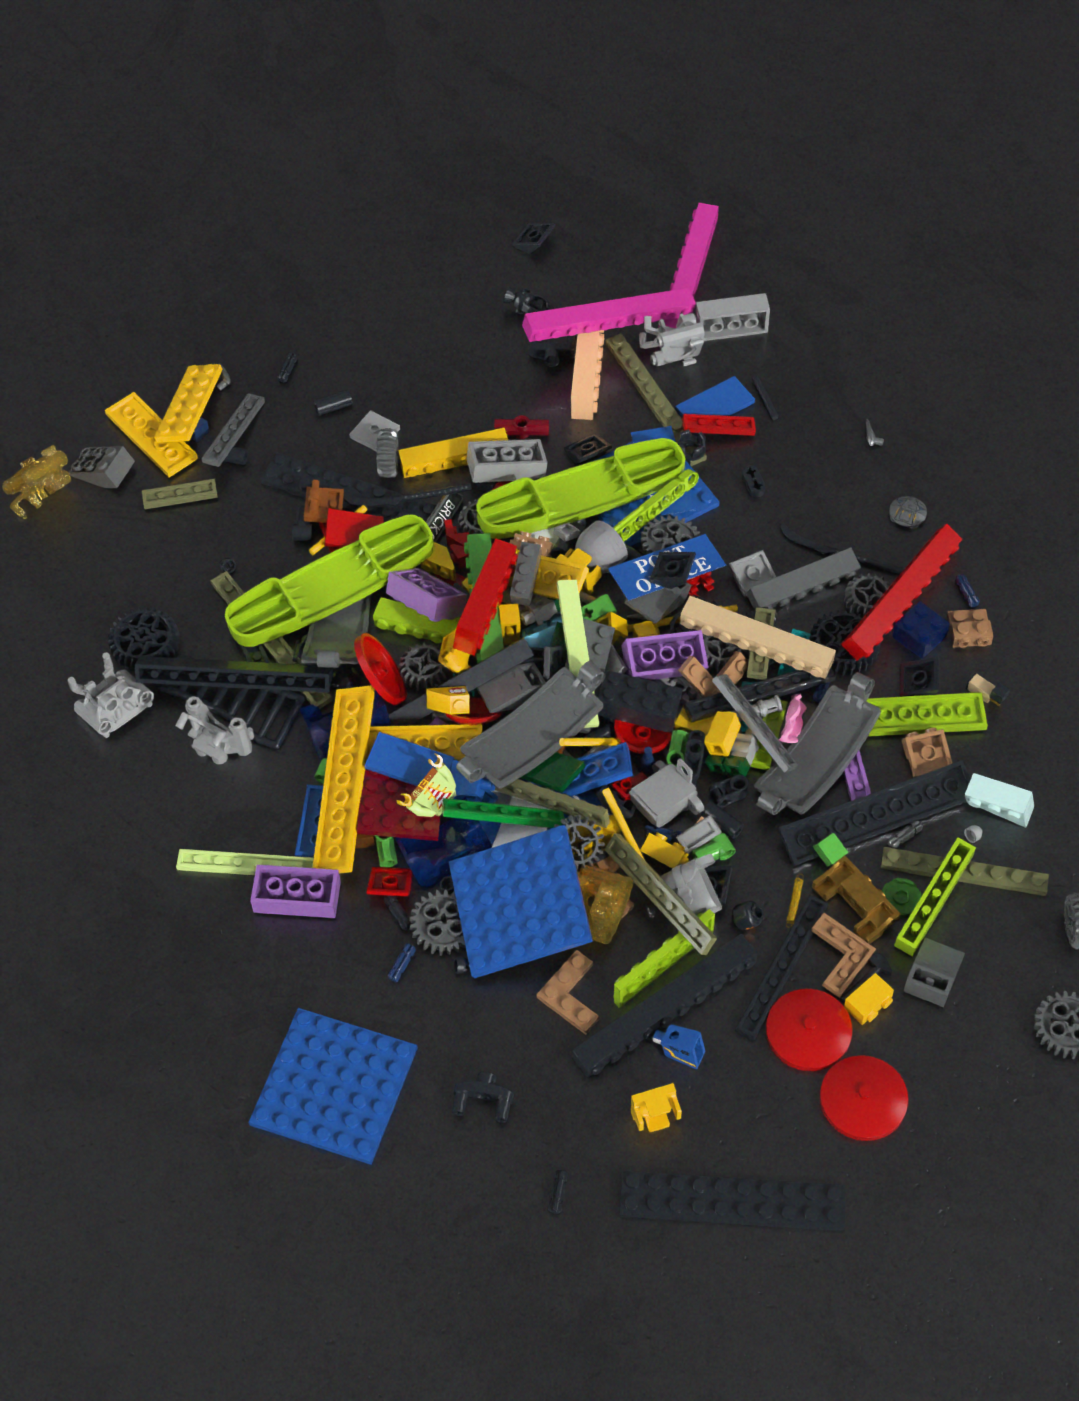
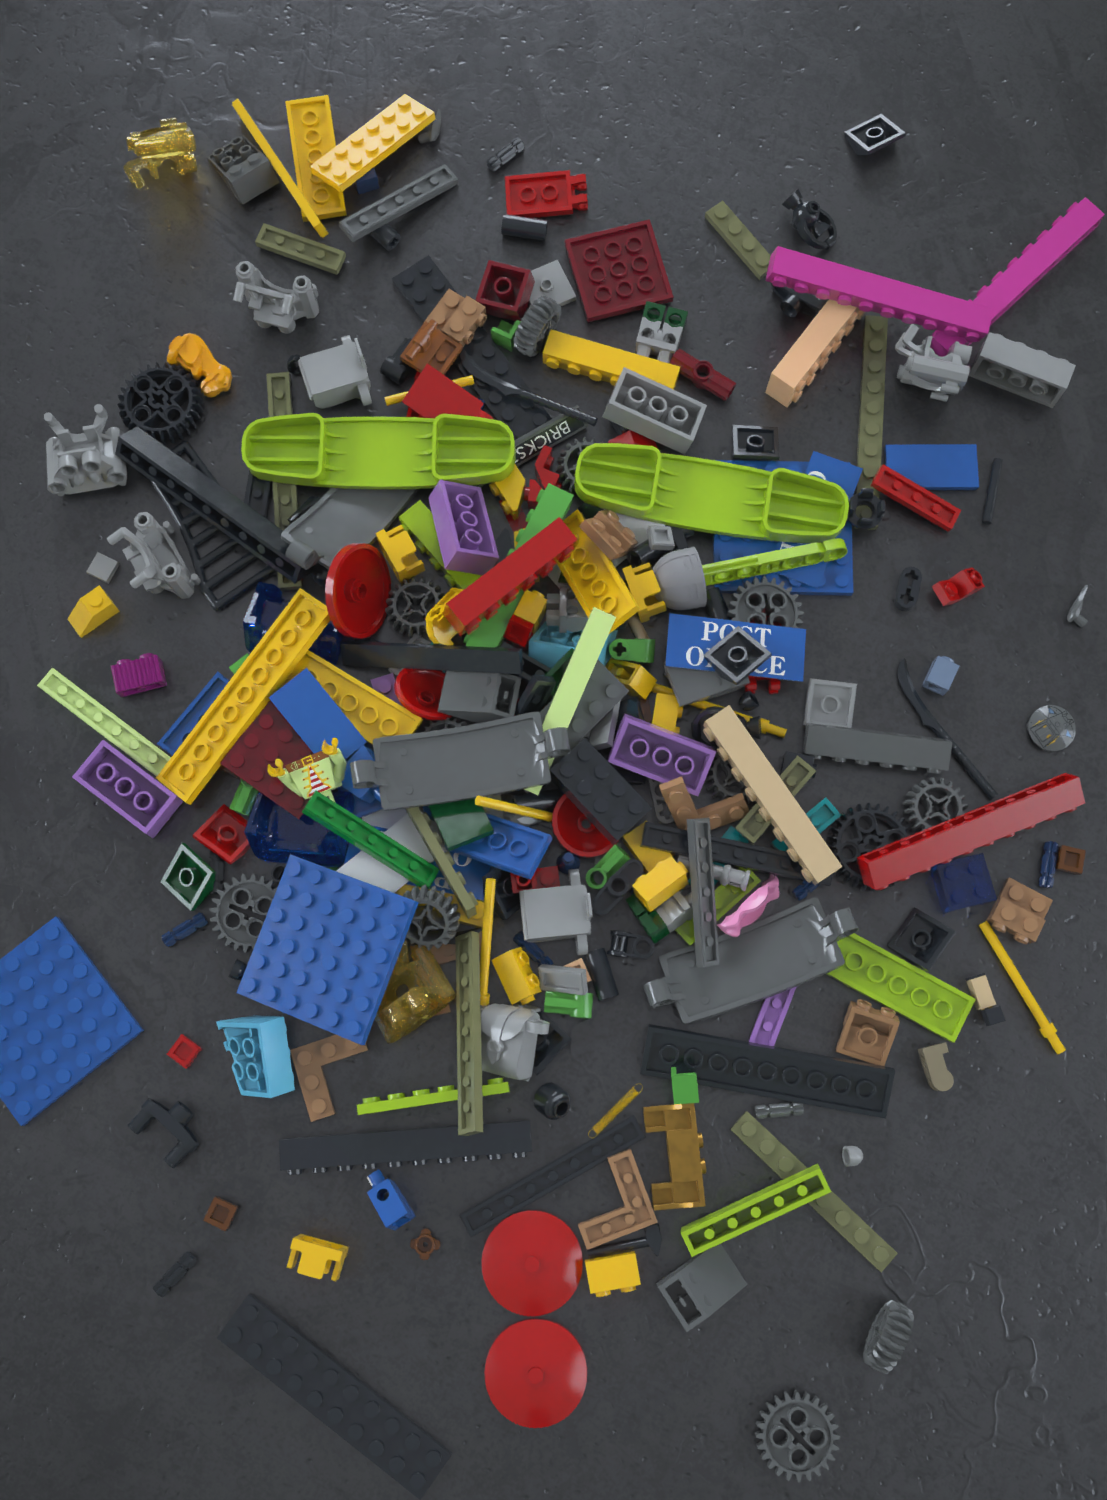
camera: 30 degrees right, 20 degrees up
(134, 450) = (280, 169): none -> yellow tile
(151, 595) = (197, 359): none -> light orange animal
(172, 766) = (103, 567): none -> light grey tile
(185, 795) = (92, 611): none -> yellow slope
(187, 533) = (272, 303): none -> light grey piece
(250, 817) = (138, 675): none -> magenta brick
(266, 551) = (336, 375): none -> light grey piece
(328, 473) = (458, 316): none -> medium nougat plate
(333, 376) = (545, 194): none -> red tile
(349, 444) = (505, 290): none -> dark red brick
(367, 472) = (505, 334): none -> bright green panel
(382, 922) = (189, 877): none -> dark green slope
(386, 632) = (399, 553): none -> yellow panel
(418, 396) = (618, 270): none -> dark red plate
(448, 700) = (406, 669): yellow slope -> none
(458, 1042) = (184, 1051): none -> red tile
(474, 417) = (658, 341): none -> light grey hips
(488, 338) = (739, 239): none -> olive plate
(511, 633) = (518, 633): none -> red slope
(516, 1007) = (259, 1055): none -> medium azure wedge
(525, 573) = (573, 571): dark grey brick -> none
(563, 1129) = (220, 1213): none -> reddish brown plate
(725, 1056) = (417, 1244): none -> reddish brown plate
(786, 461) = (959, 586): none -> red slope
(813, 518) = (940, 675): none -> sand blue brick
(902, 895) = (726, 1178): bright green tile -> none
(979, 579) = (1070, 859): none -> reddish brown plate
(987, 748) = (935, 1068): none -> dark tan leg
(1000, 799) = (901, 1141): light aqua wedge -> none
(1041, 686) = (1047, 1029): none -> yellow bar

